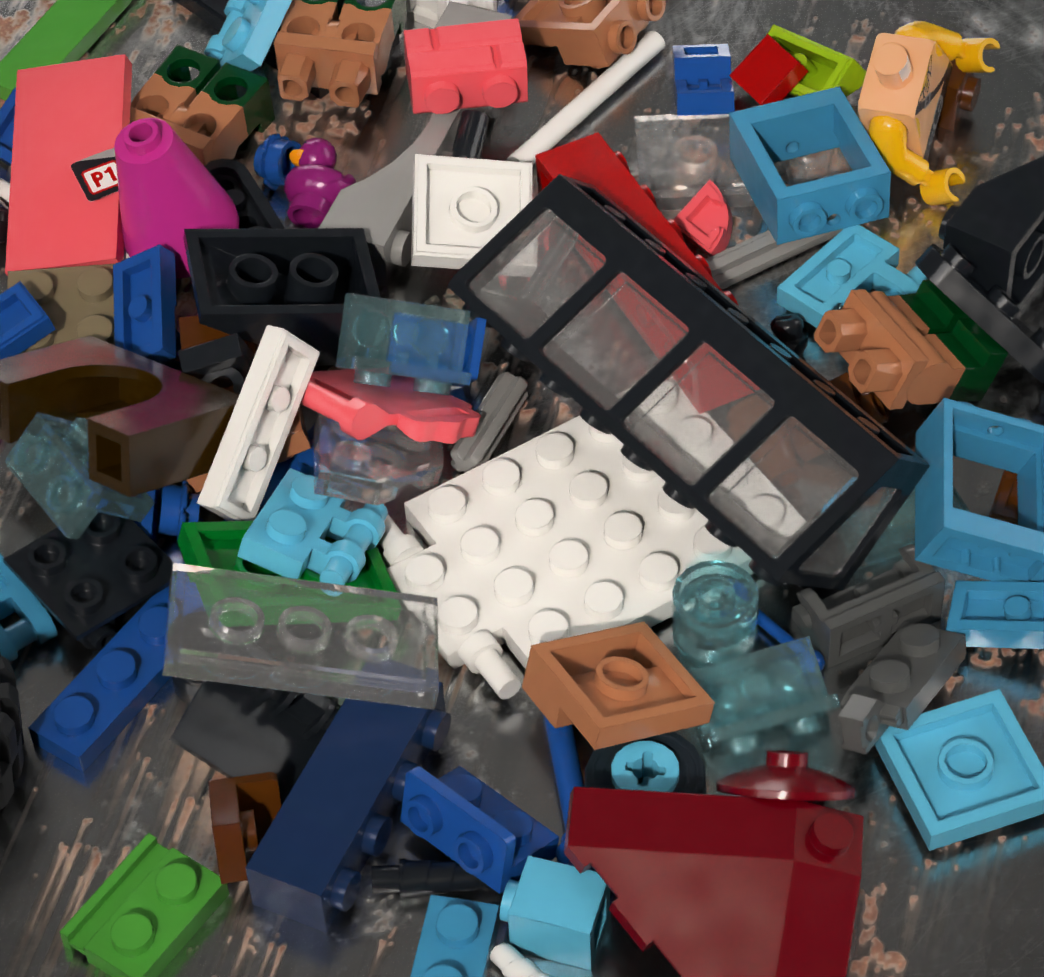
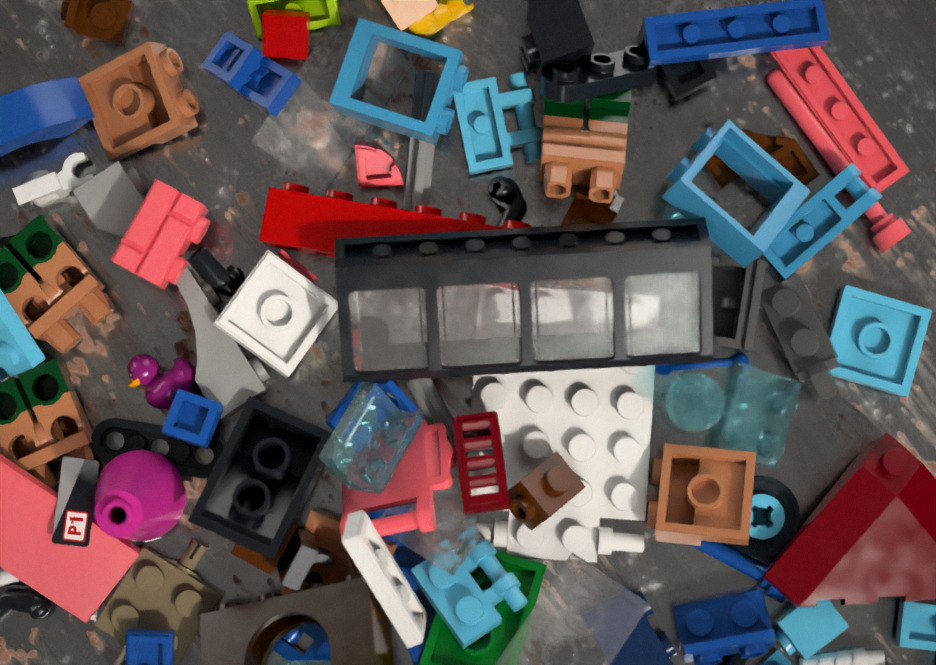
camera: 60 degrees left, 35 degrees up
(146, 306) = (204, 566): blue hinge -> none
(273, 160) = (116, 392): blue plate -> none
(298, 199) = (192, 418): none -> blue tile
(472, 448) = (473, 434): none -> dark red slope
(485, 531) = (544, 491): none -> reddish brown bracket
(589, 99) = (211, 162): white bar -> none
(786, 778) = (831, 453): dark red dish -> none

